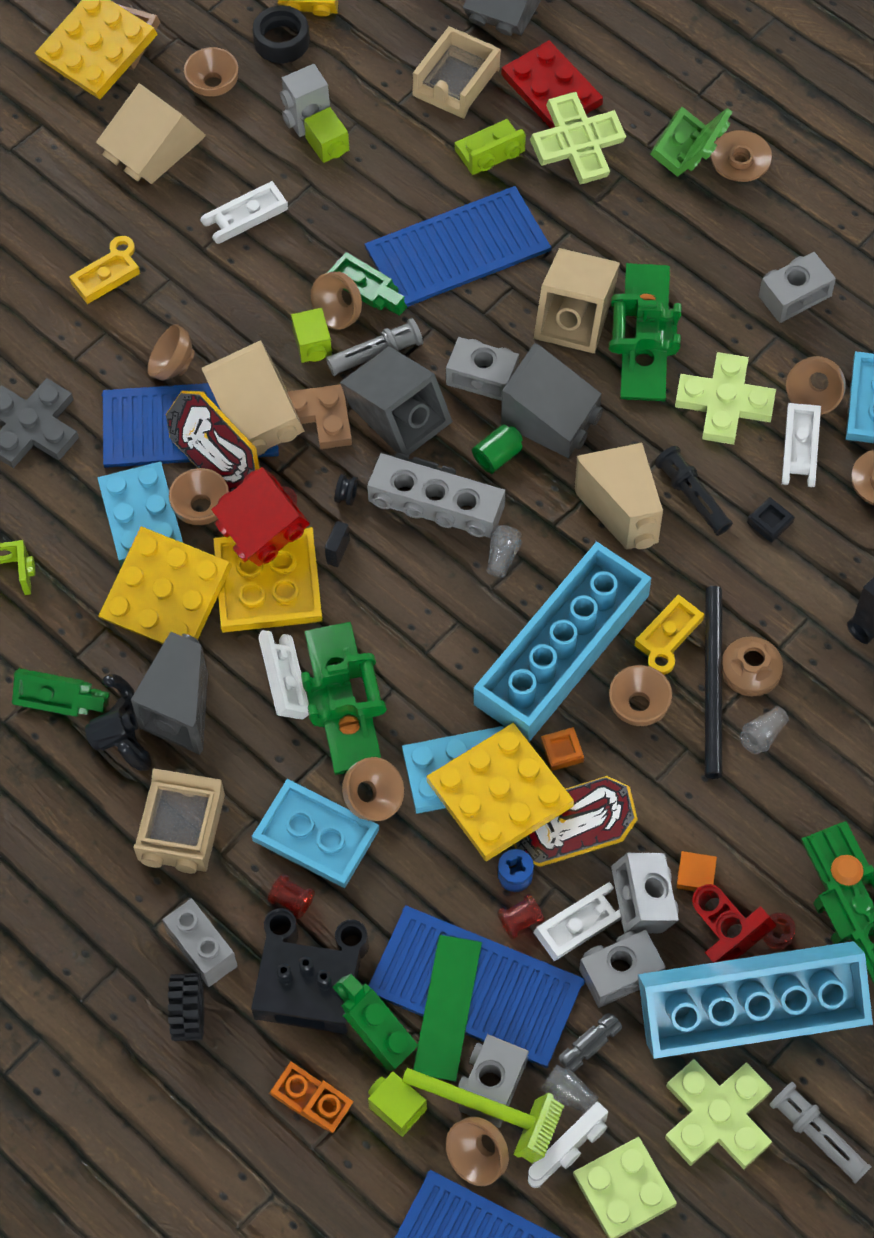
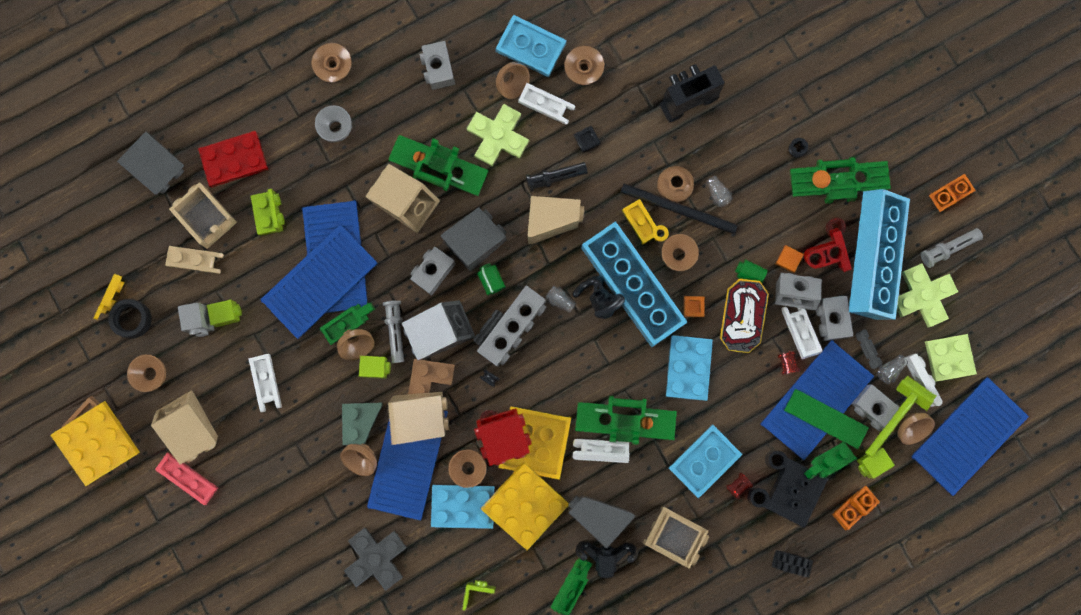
camera: 70 degrees left, 20 degrees up
(77, 166) = (186, 479): none -> coral tile
(107, 271) = (280, 482): yellow hinge -> none
(200, 942) = (753, 545): light grey brick -> none
(210, 438) = (434, 450): shield -> none
(220, 339) = (358, 421): none -> sand green wing
(337, 543) = (525, 394): black tile -> none
(385, 784) = (697, 417): medium nougat piece -> none
(390, 81) = (192, 259): none -> tan hinge
(415, 236) = (319, 281): none -> blue window
(500, 791) = (716, 350): yellow plate -> none
(515, 879) = (758, 359): blue wheel -> none
(520, 600) = (601, 300): none -> black piece
(578, 138) = (284, 157): yellowish green plate -> none
(651, 173) = (327, 117): none -> light grey piece
(651, 813) = (750, 271): none -> green brick
(688, 140) = (312, 88): bright green bracket -> none

